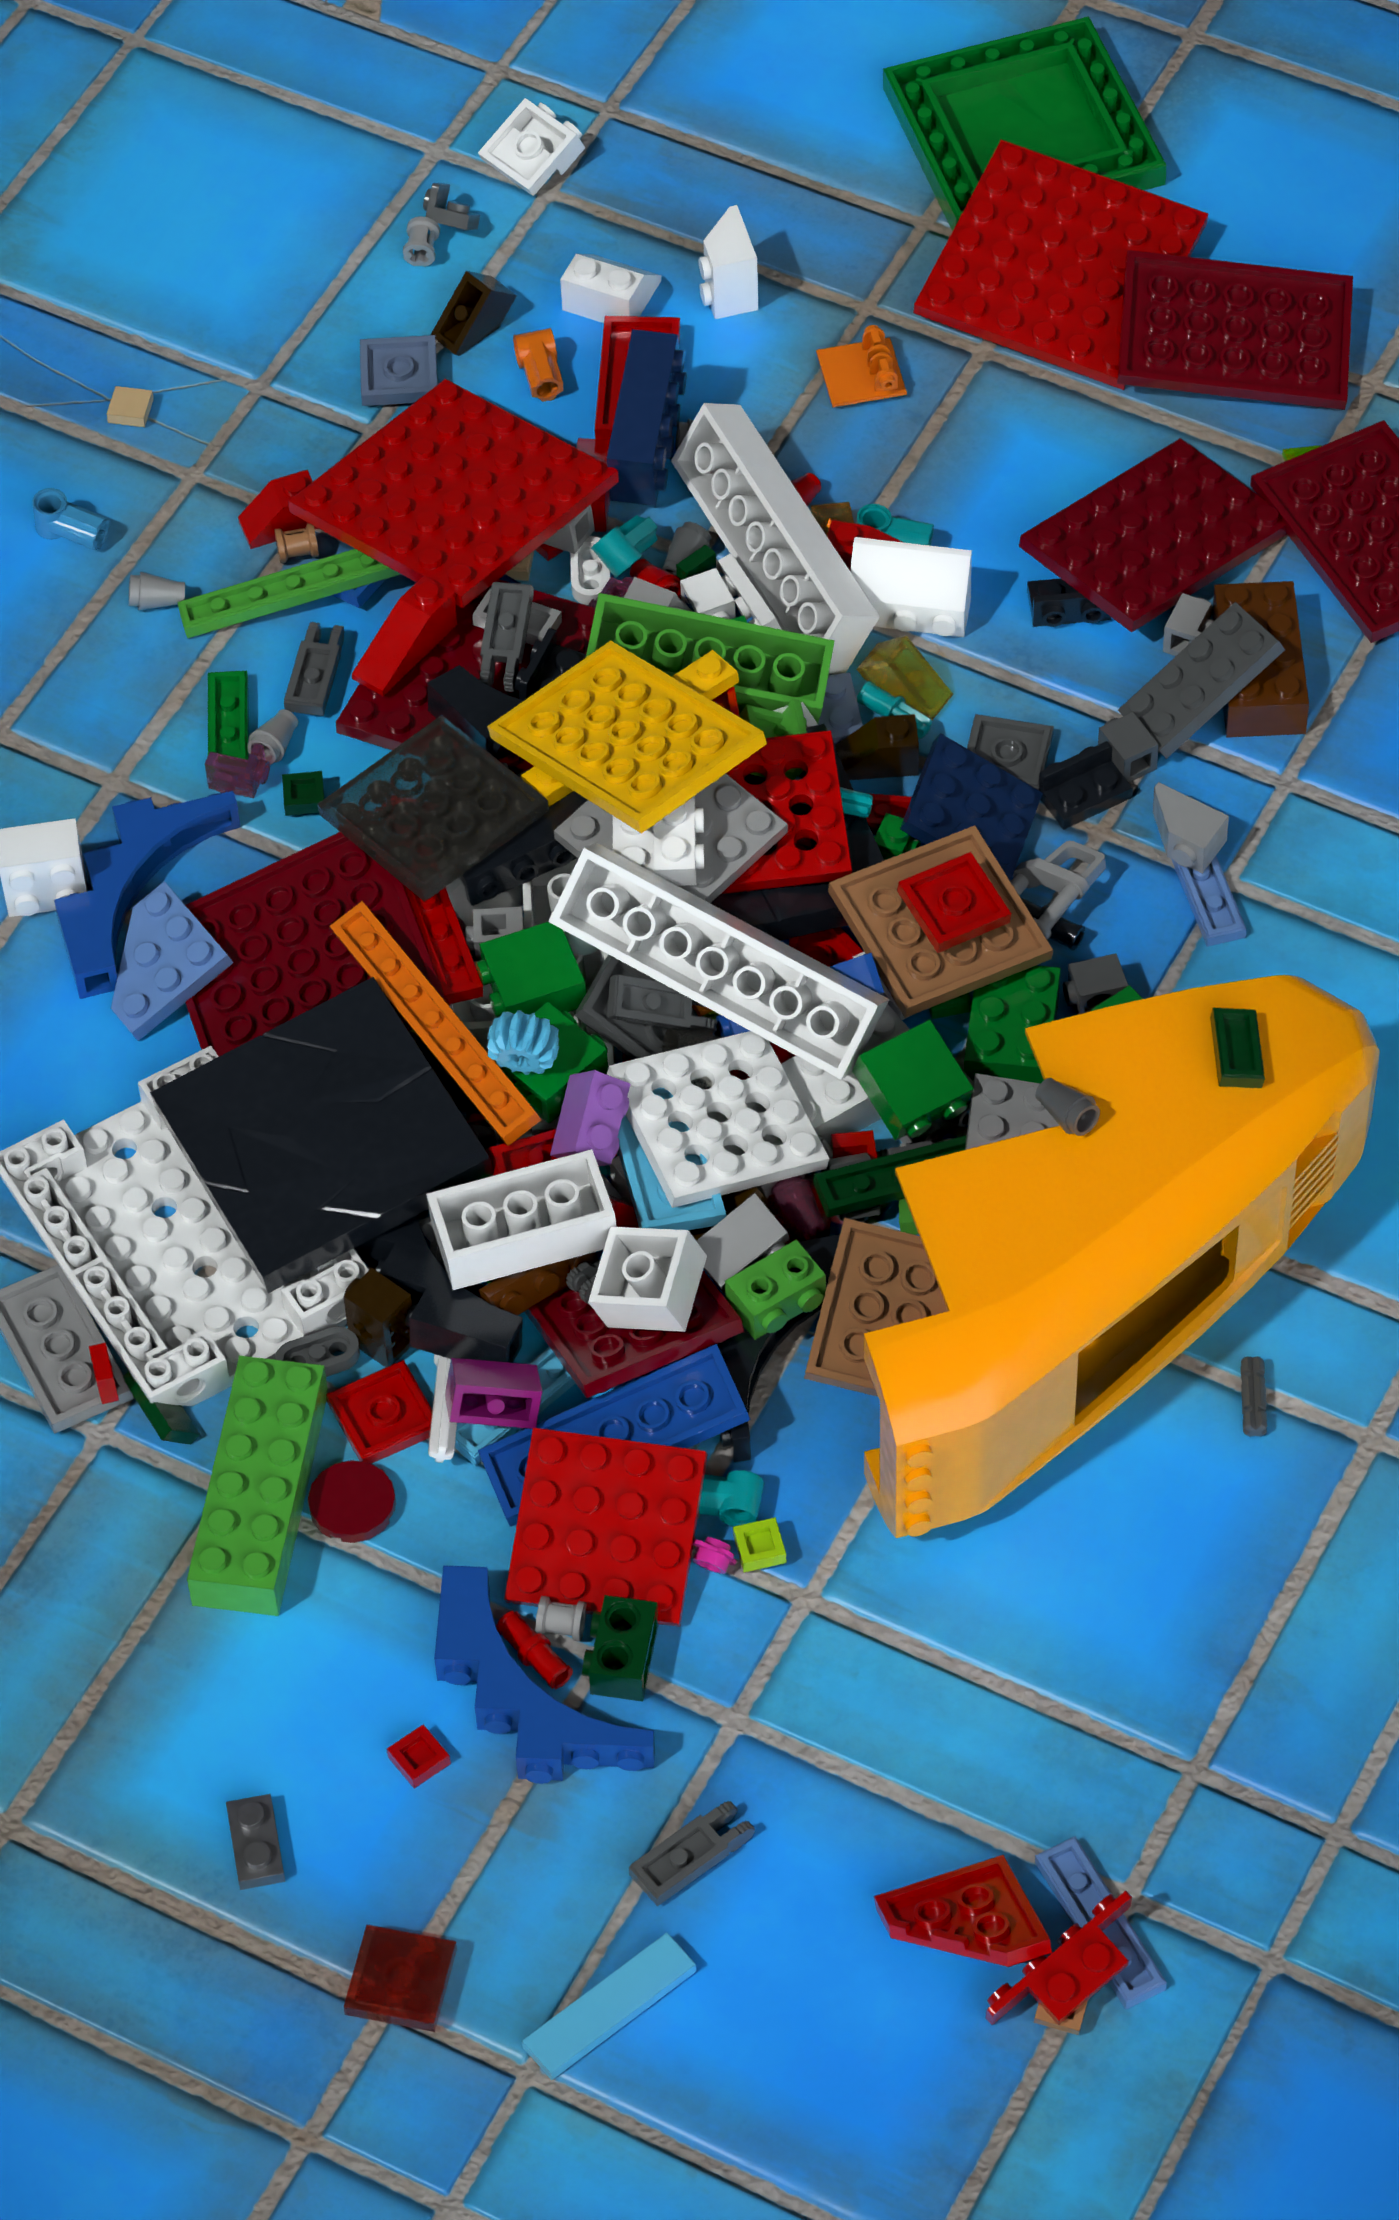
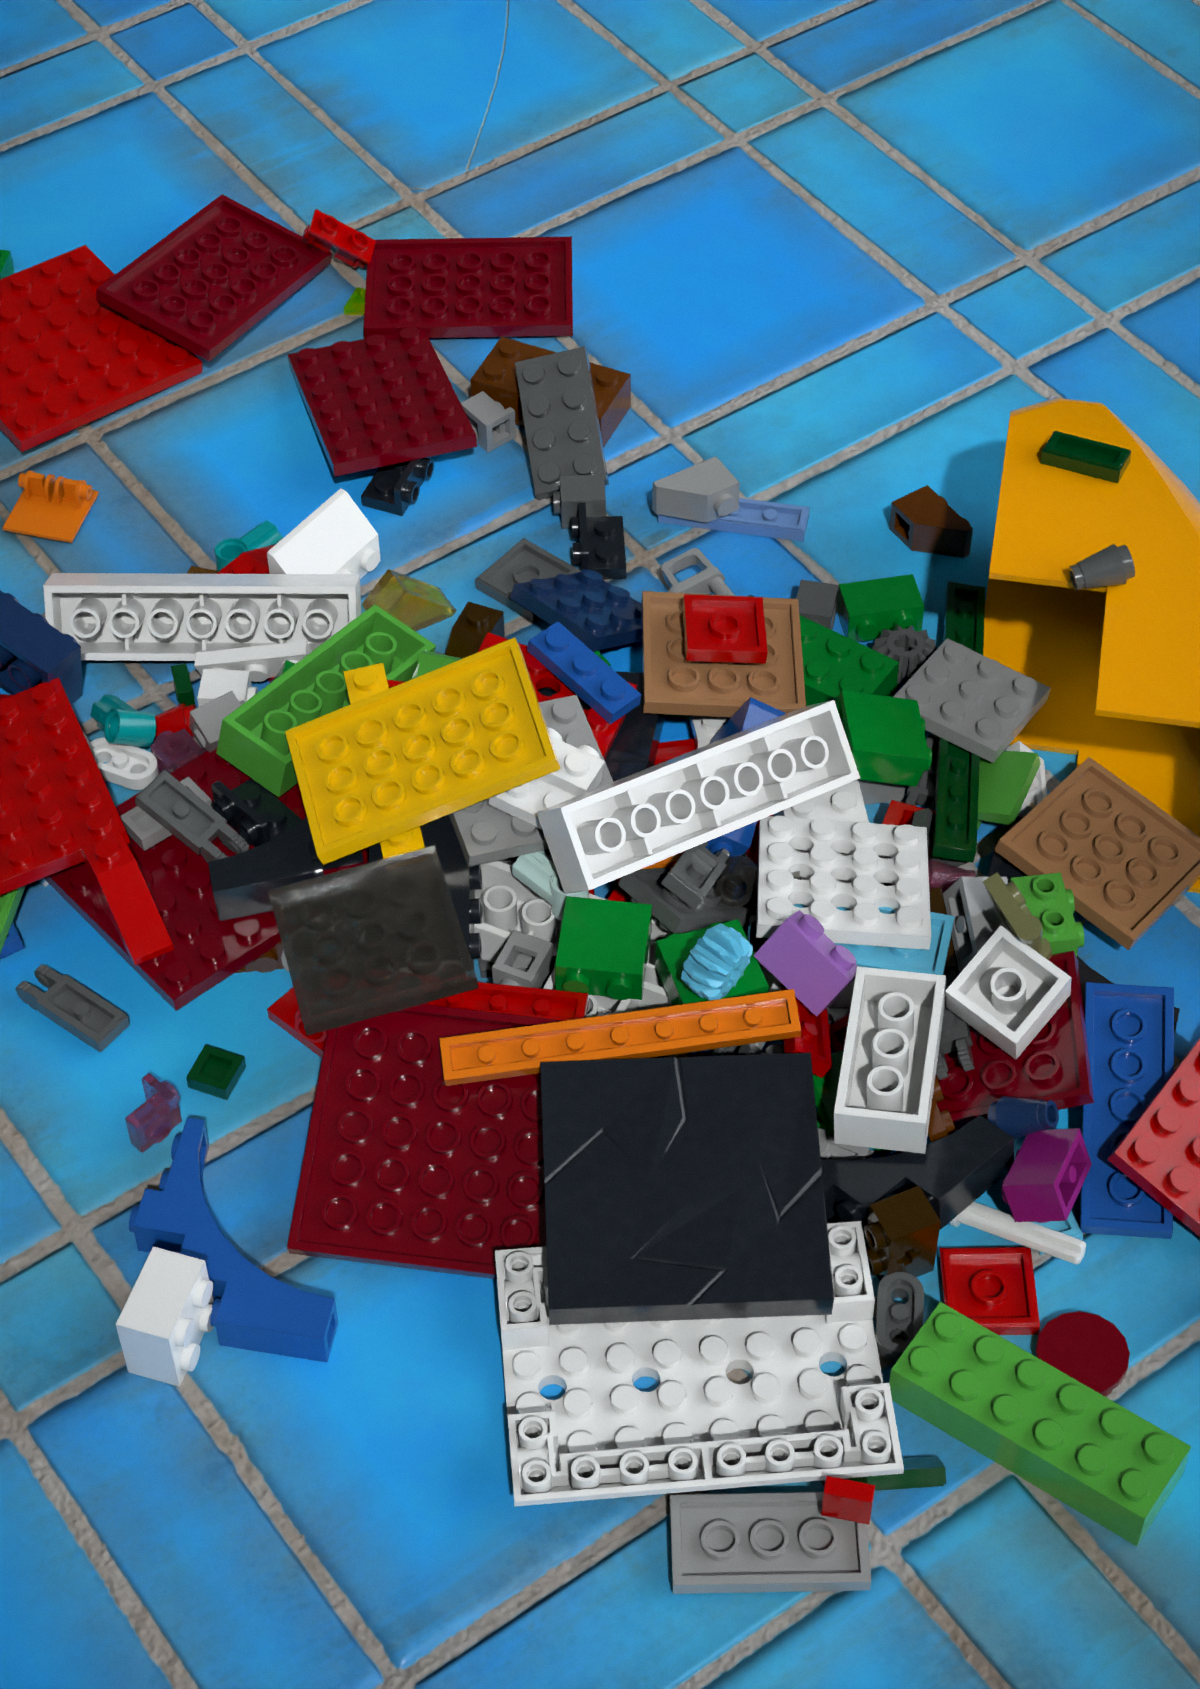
camera: 65 degrees left, 5 degrees down
(163, 961) = (349, 1255): medium blue plate -> none
(228, 713) = (74, 1102): green tile -> none
(274, 735) = (128, 1069): light grey cone -> none
(535, 1345) = (1023, 1115): none -> dark blue cone
(685, 542) = (150, 688): dark grey cone -> none
(722, 1235) = (1016, 915): none -> olive plate
(823, 819) = (584, 672): none -> blue plate
(889, 705) = (436, 624): teal axle -> none
(1353, 394) = (353, 246): none -> red hinge

